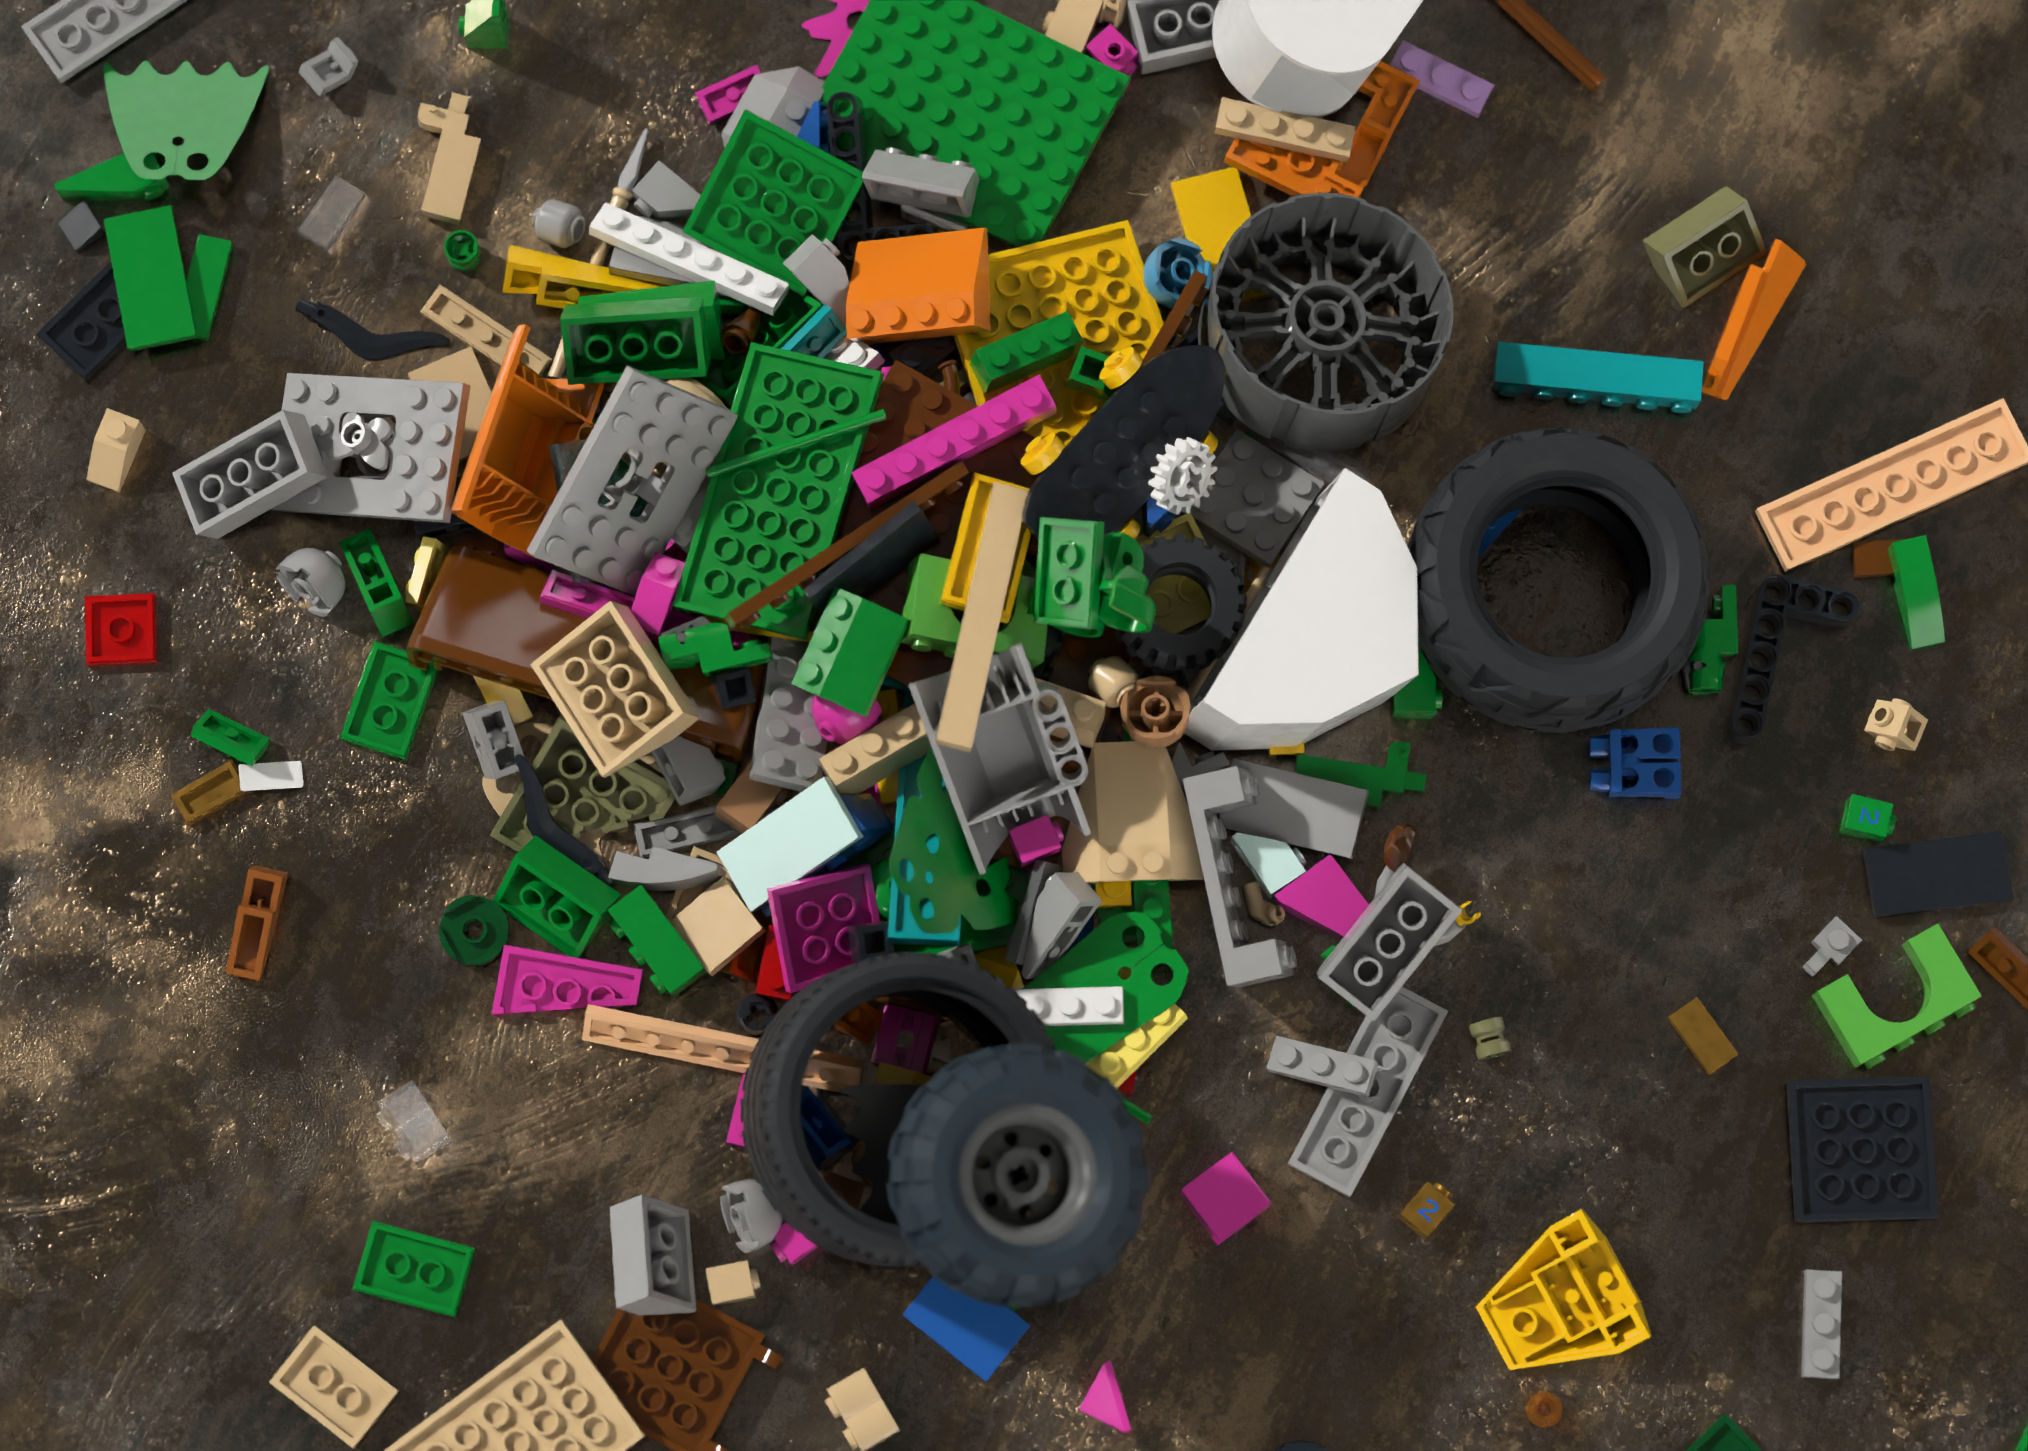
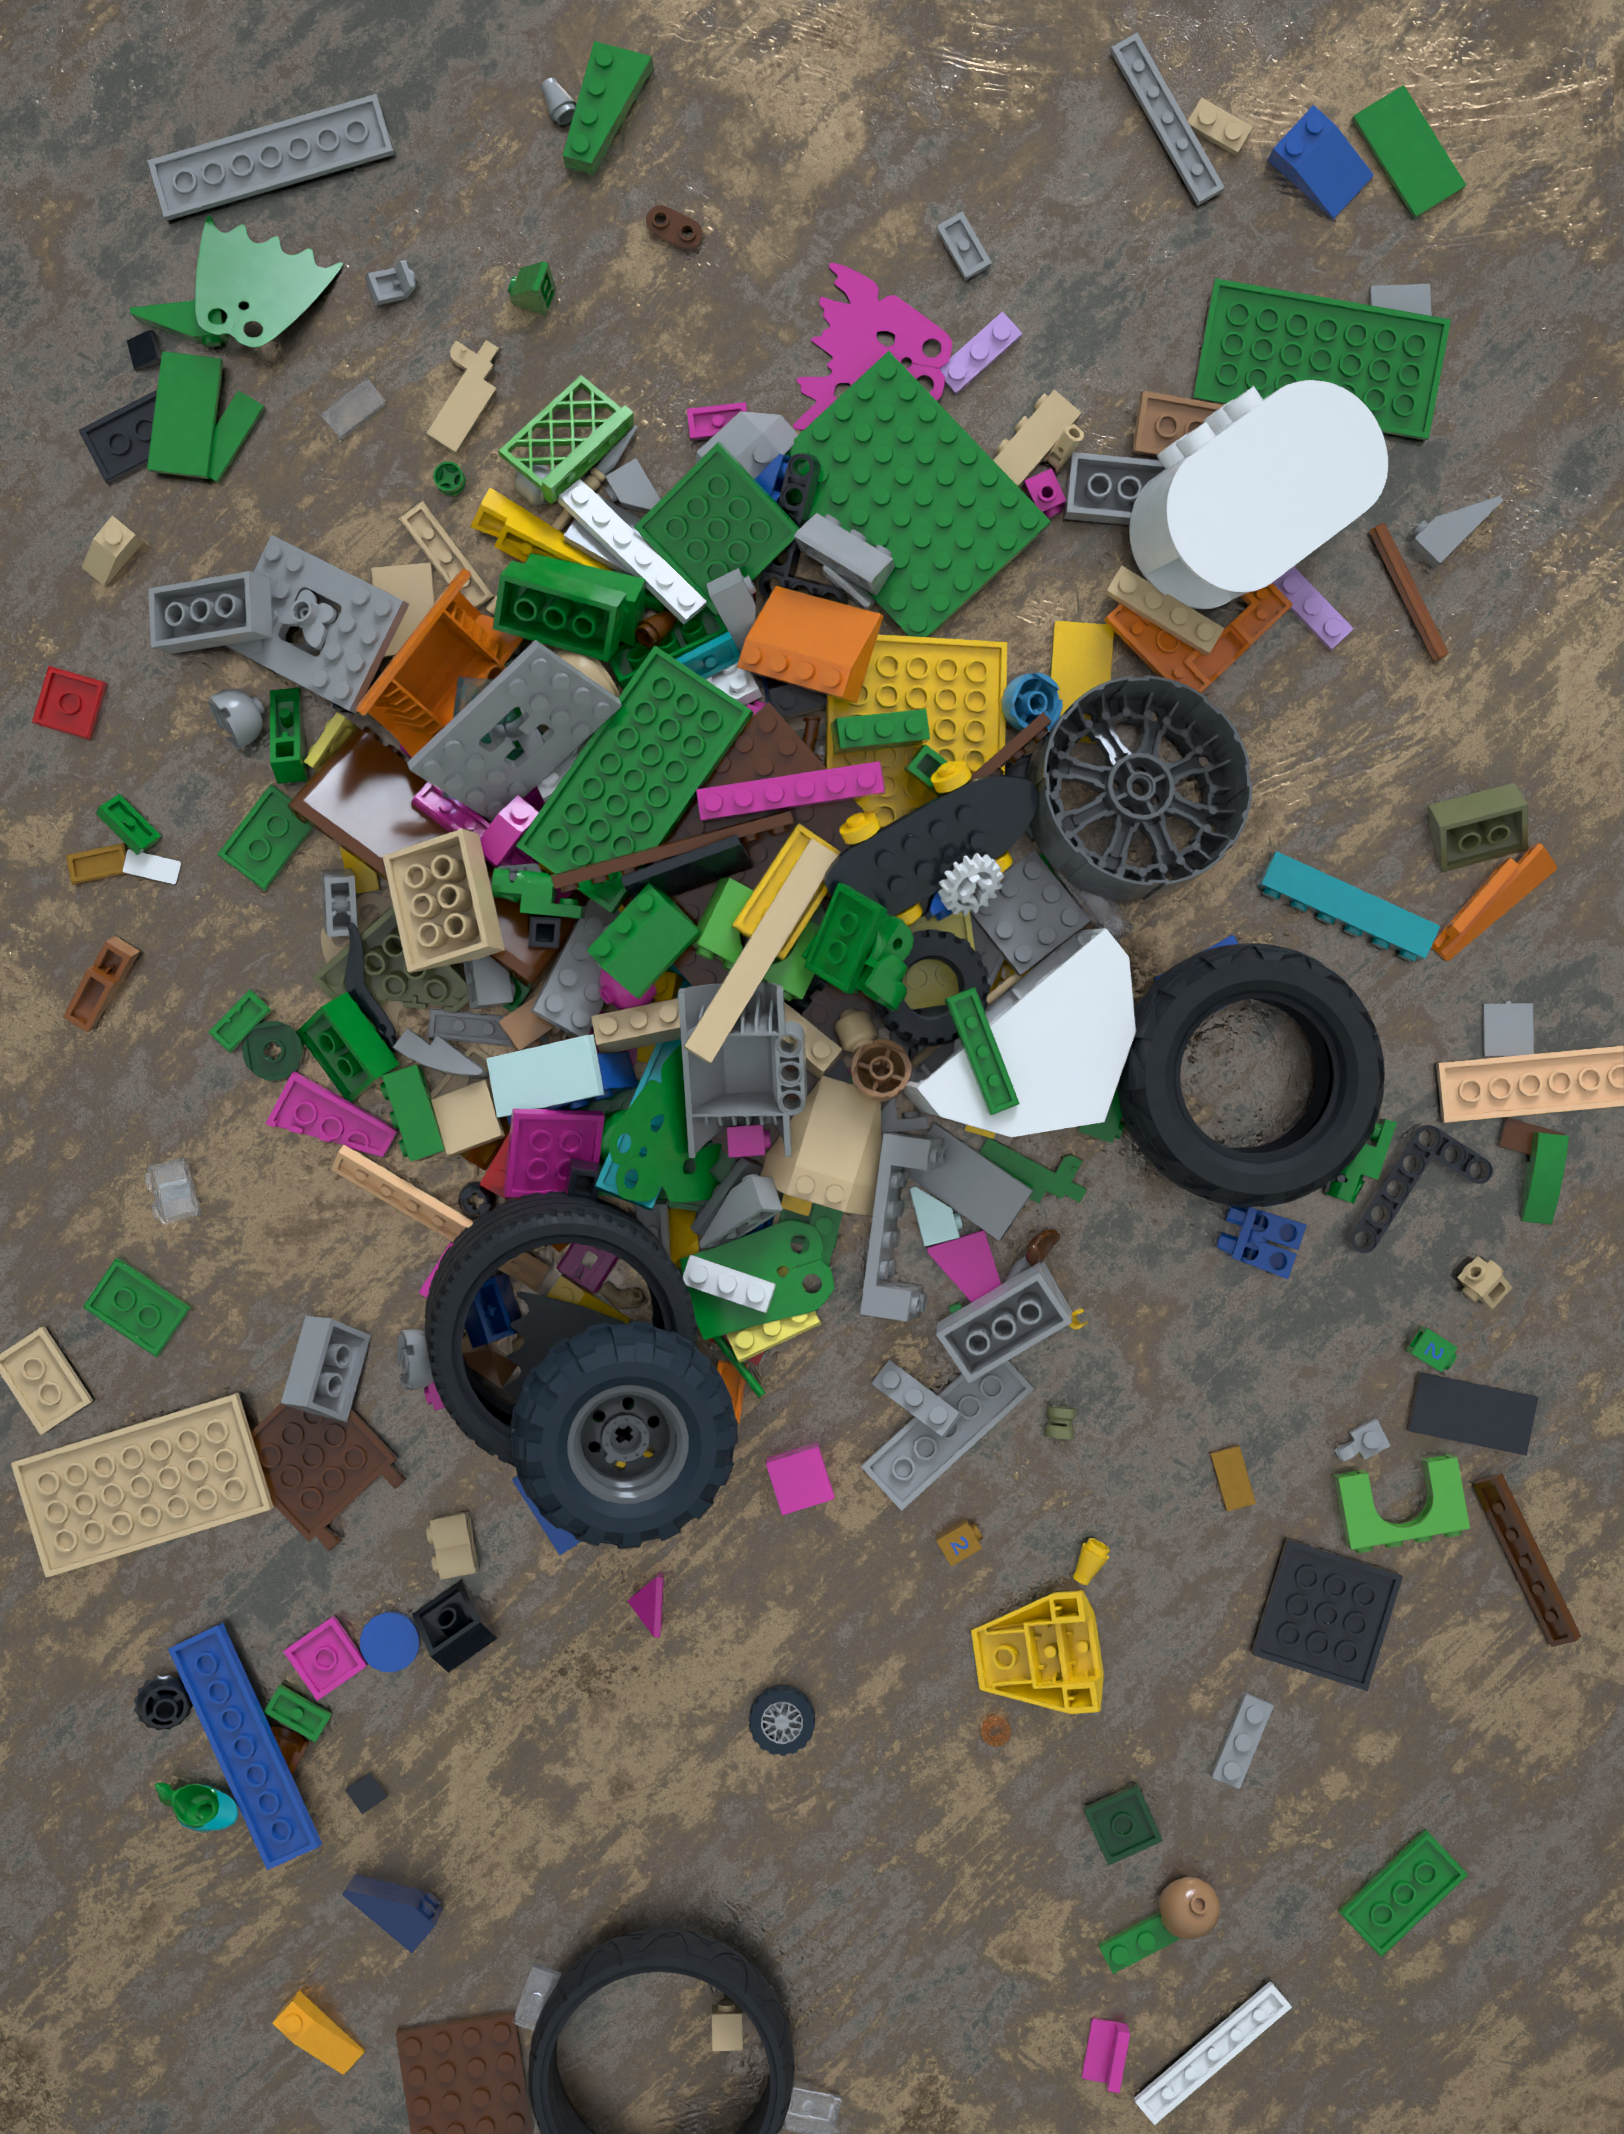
camera: 25 degrees right, 10 degrees up
(363, 342) = (344, 527): black piece -> none
(426, 910) = (240, 1020): none -> green plate
(604, 169) = (589, 449): none -> bright green fence
(732, 1283) = (384, 1408): tan brick -> none
(795, 443) = (661, 746): green axle -> none
(1259, 639) = (982, 1051): none -> green tile
(1261, 909) = (913, 1252): tan arm -> none
(1580, 1180) = (1091, 1559): none -> yellow cone
(1818, 449) = (1508, 1029): none -> light grey piece

